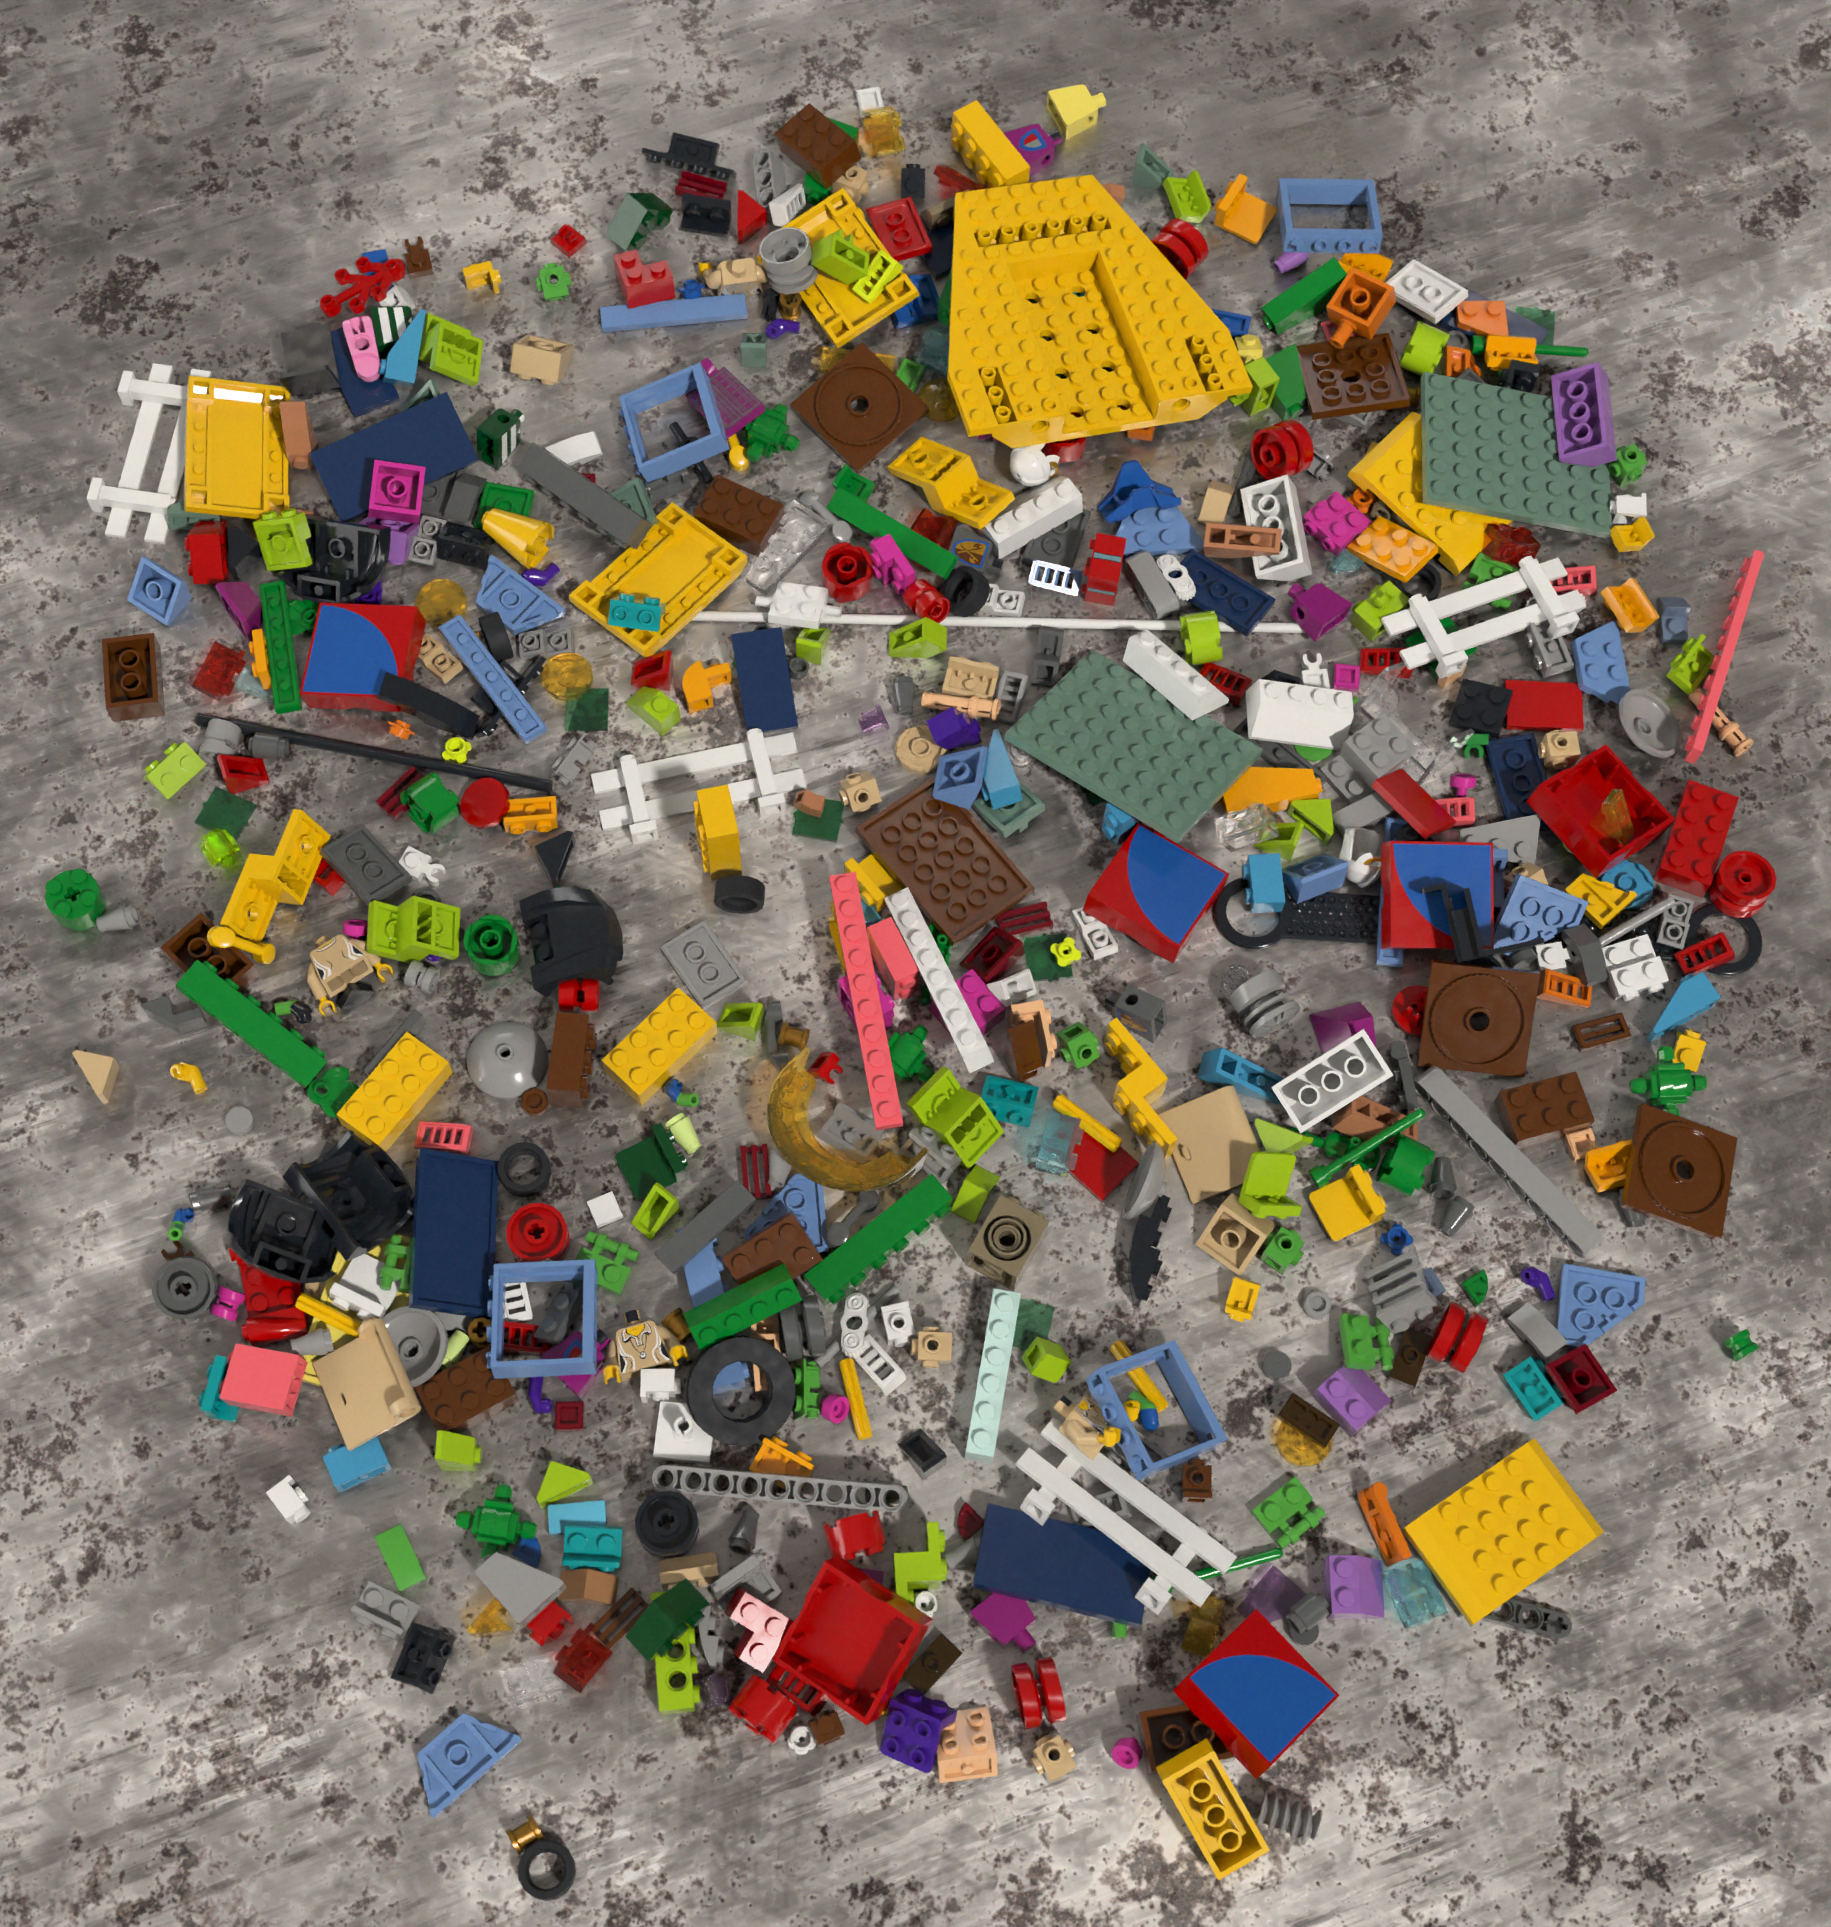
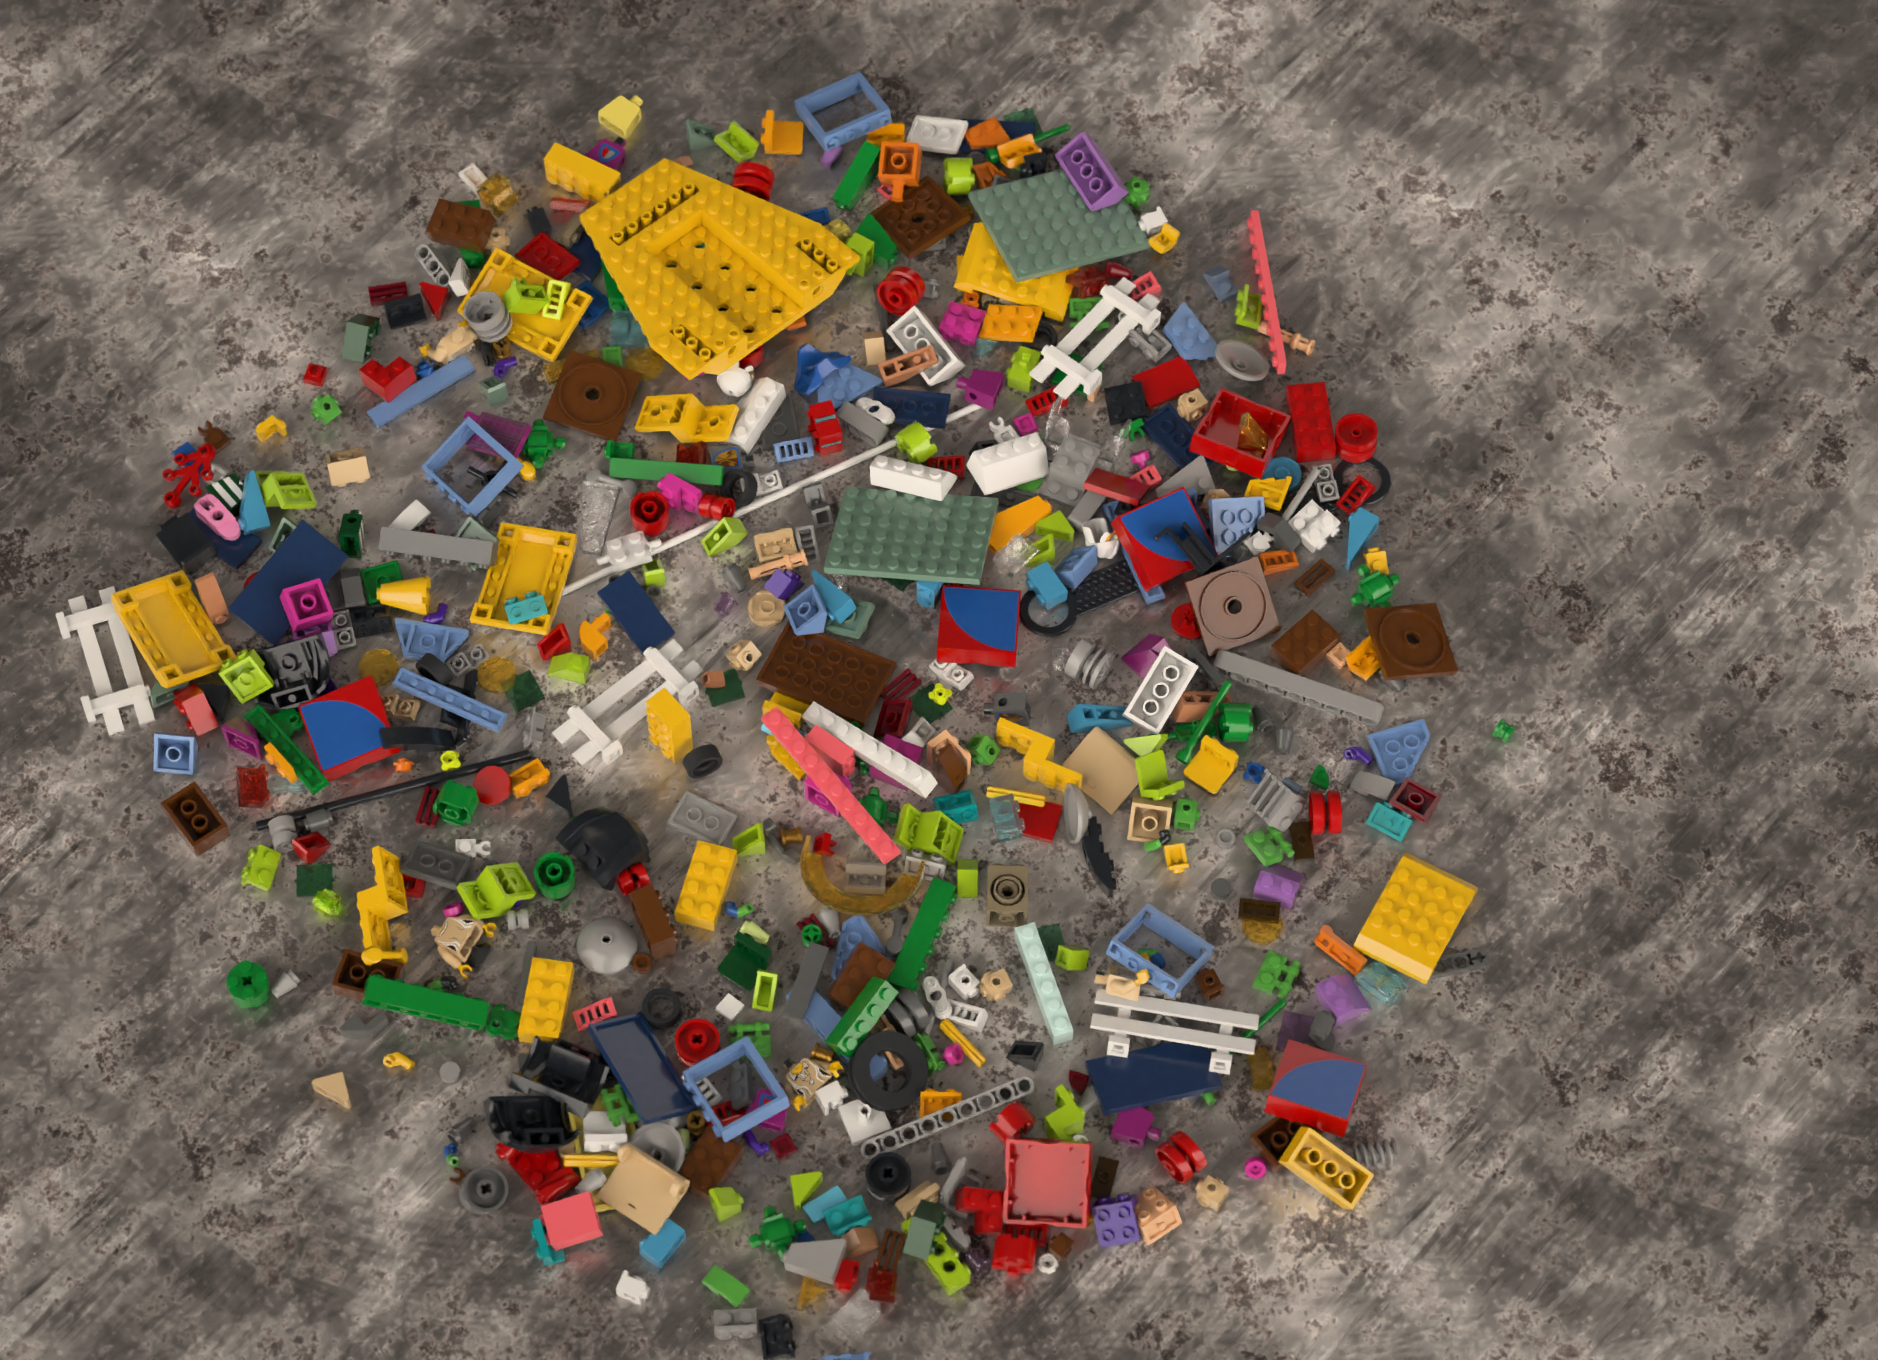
camera: 25 degrees left, 5 degrees down
(229, 1297) = (516, 1188): dark pink wheel -> none
(692, 153) = (368, 271): black bracket -> none
(739, 515) = (553, 509): reddish brown brick -> none
(747, 1167) = (811, 931): none -> green wheel
(1140, 1377) = (1138, 939): yellow axle -> none
(1228, 1270) = (1165, 837): none -> arm
(1555, 547) = (1117, 270): none -> dark red cone
(1630, 606) = (1188, 287): light orange bracket -> none

